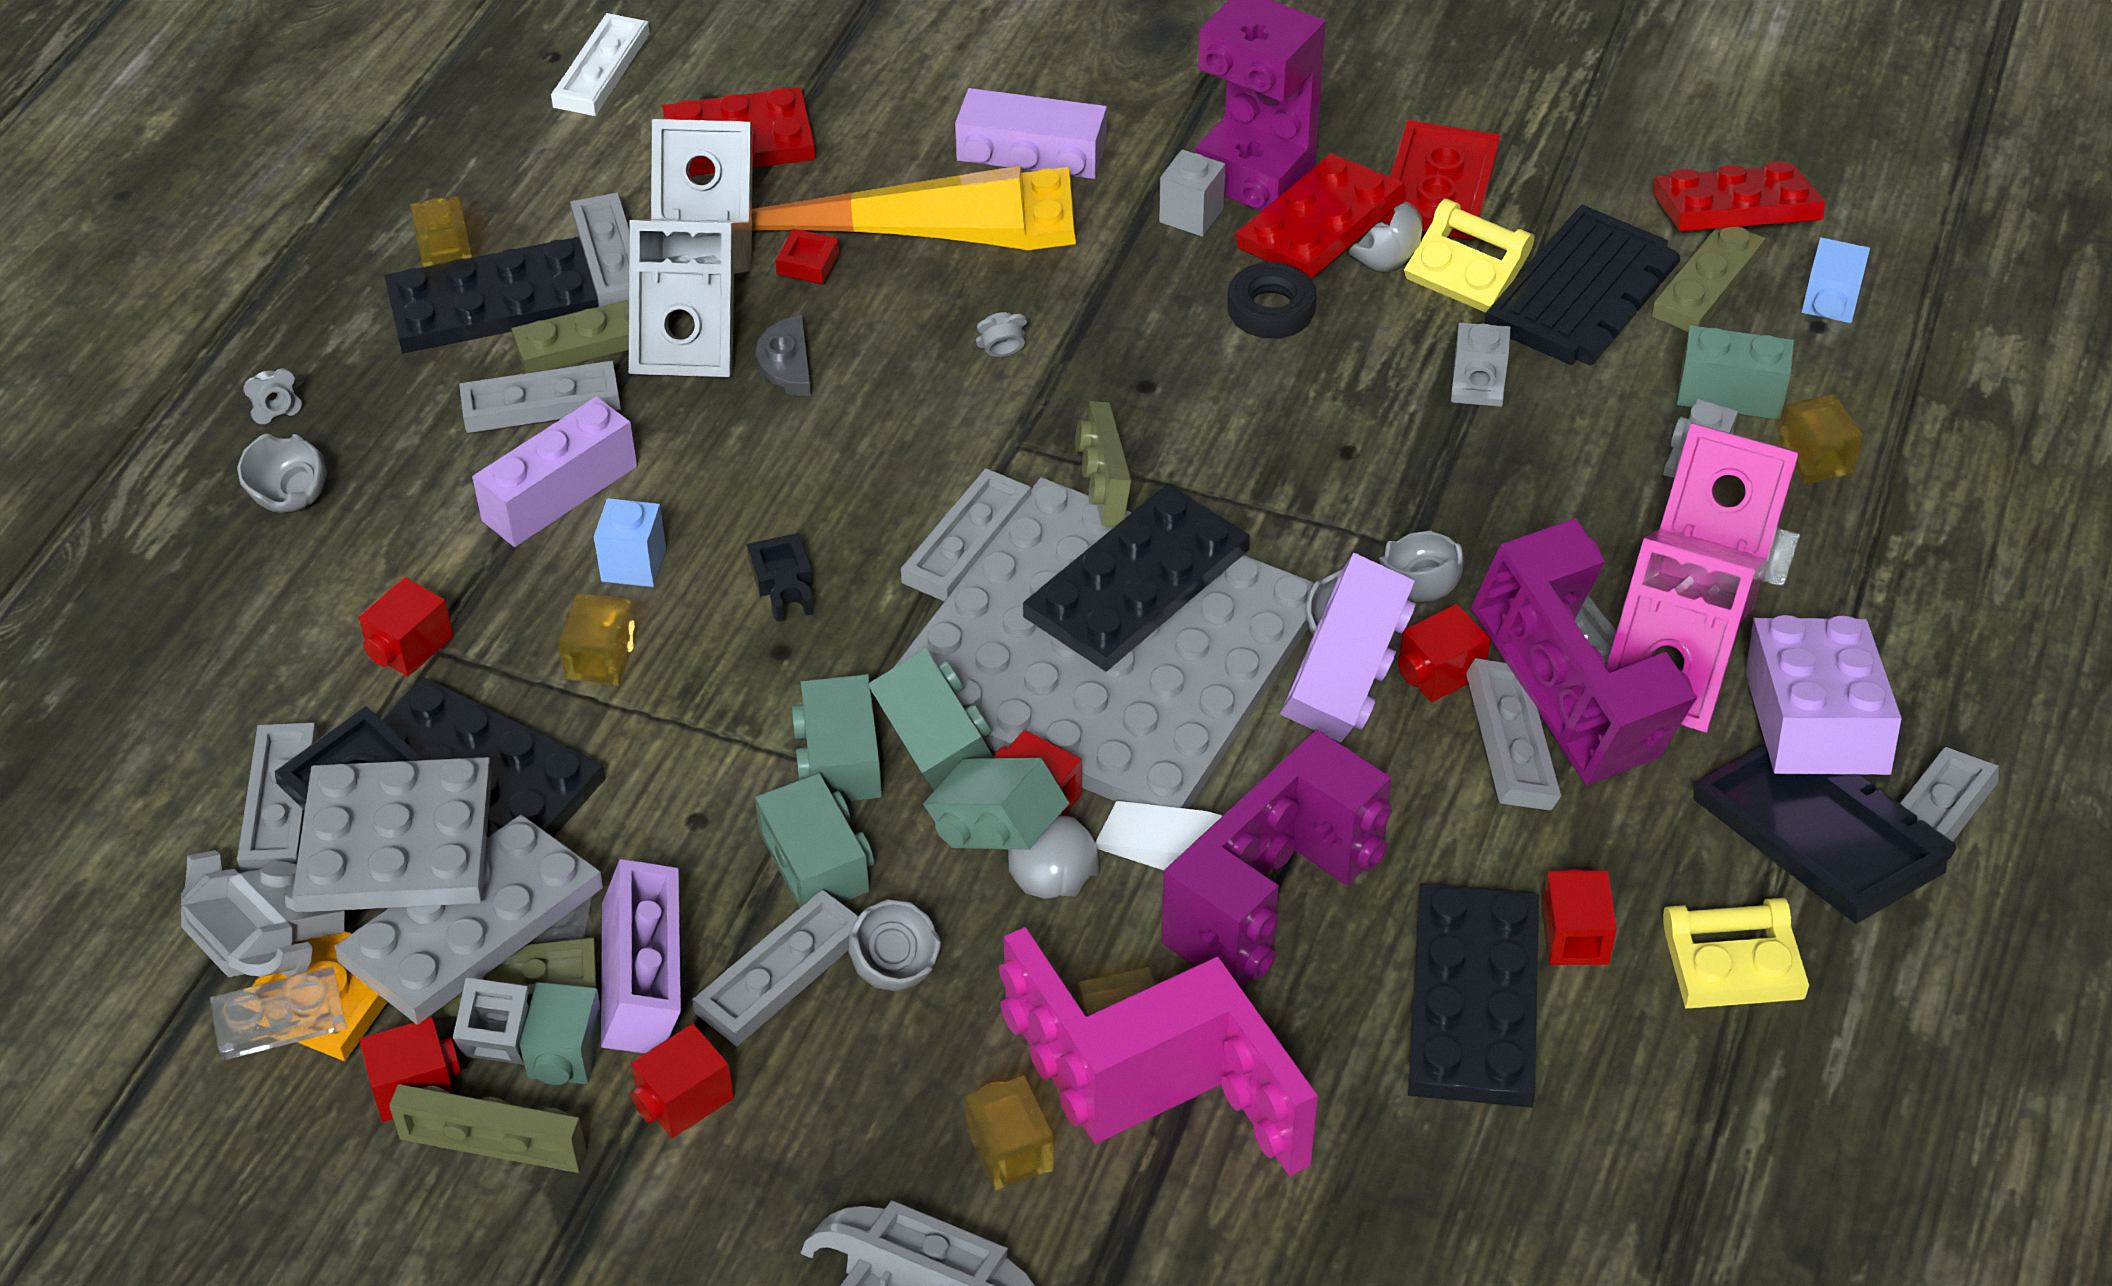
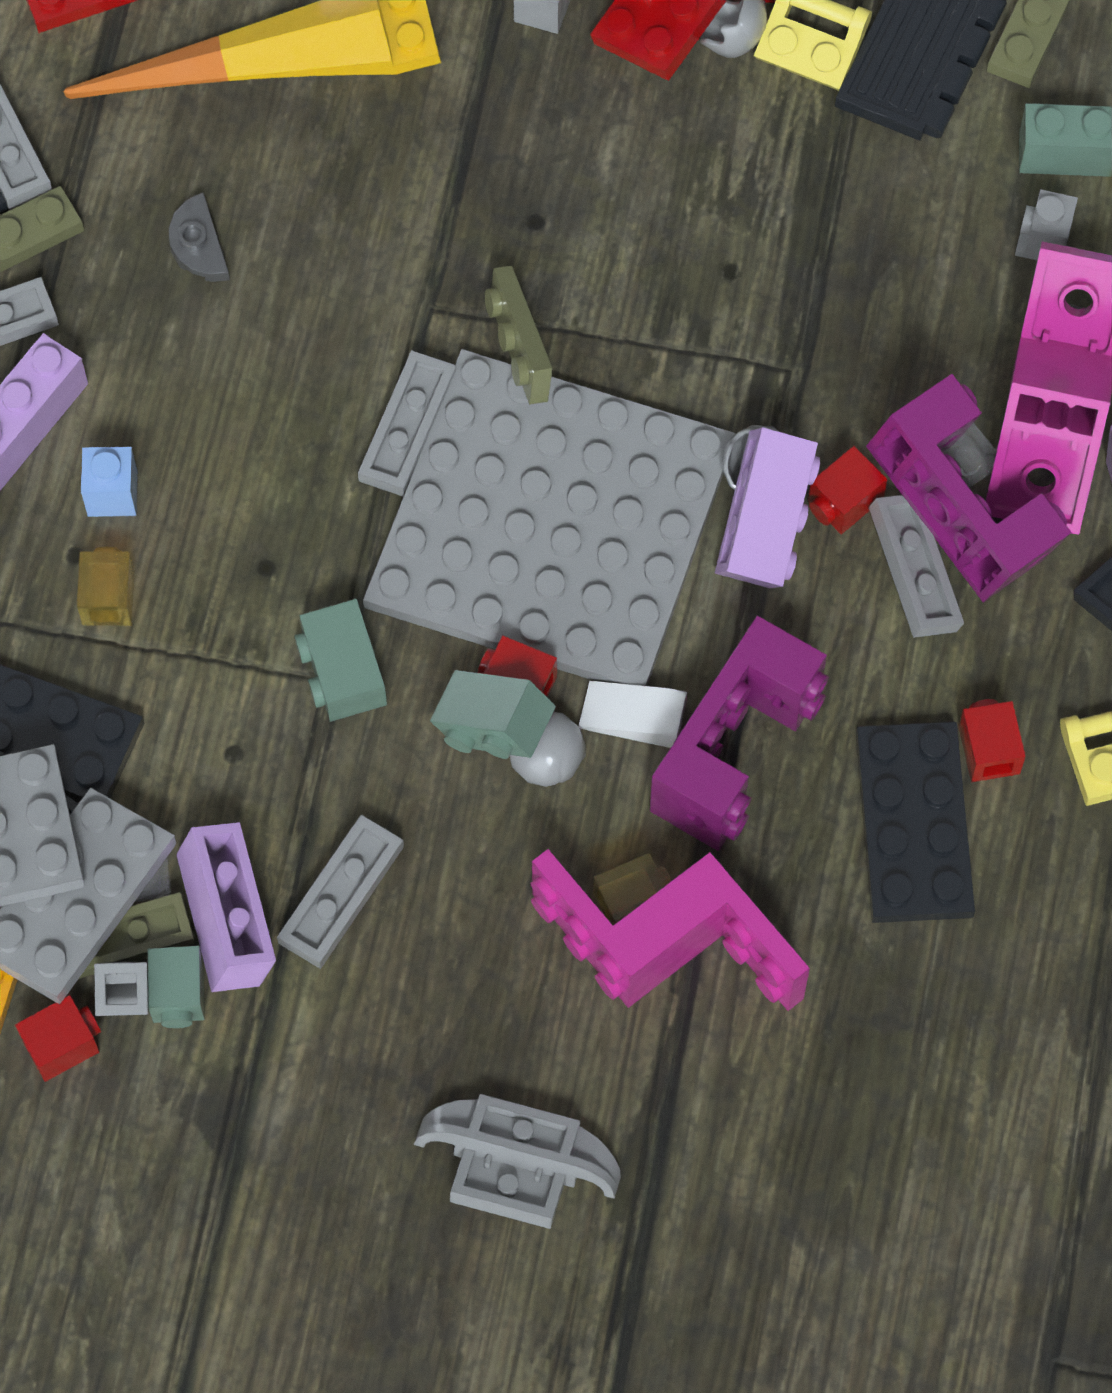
camera: 10 degrees left, 20 degrees up
(488, 1127) = (138, 1079): olive plate -> none
(681, 1081) = (284, 1013): red brick -> none
(690, 248) = (88, 143): bracket -> none
(782, 572) = (251, 487): black plate -> none
(807, 256) = (192, 120): red plate -> none
(813, 840) = (342, 768): sand green brick -> none
(893, 945) = (433, 860): light grey hair -> none
(929, 716) = (420, 634): sand green brick -> none
(1001, 334) = (394, 189): light grey plate -> none
(1009, 1132) = (560, 1014): clear yellow brick -> none
(1136, 577) = (569, 454): black plate -> none
(1271, 321) = (636, 134): black tyre -> none
(1428, 559) = (816, 399): light grey hair -> none
(1480, 364) = (839, 164): light grey brick -> none

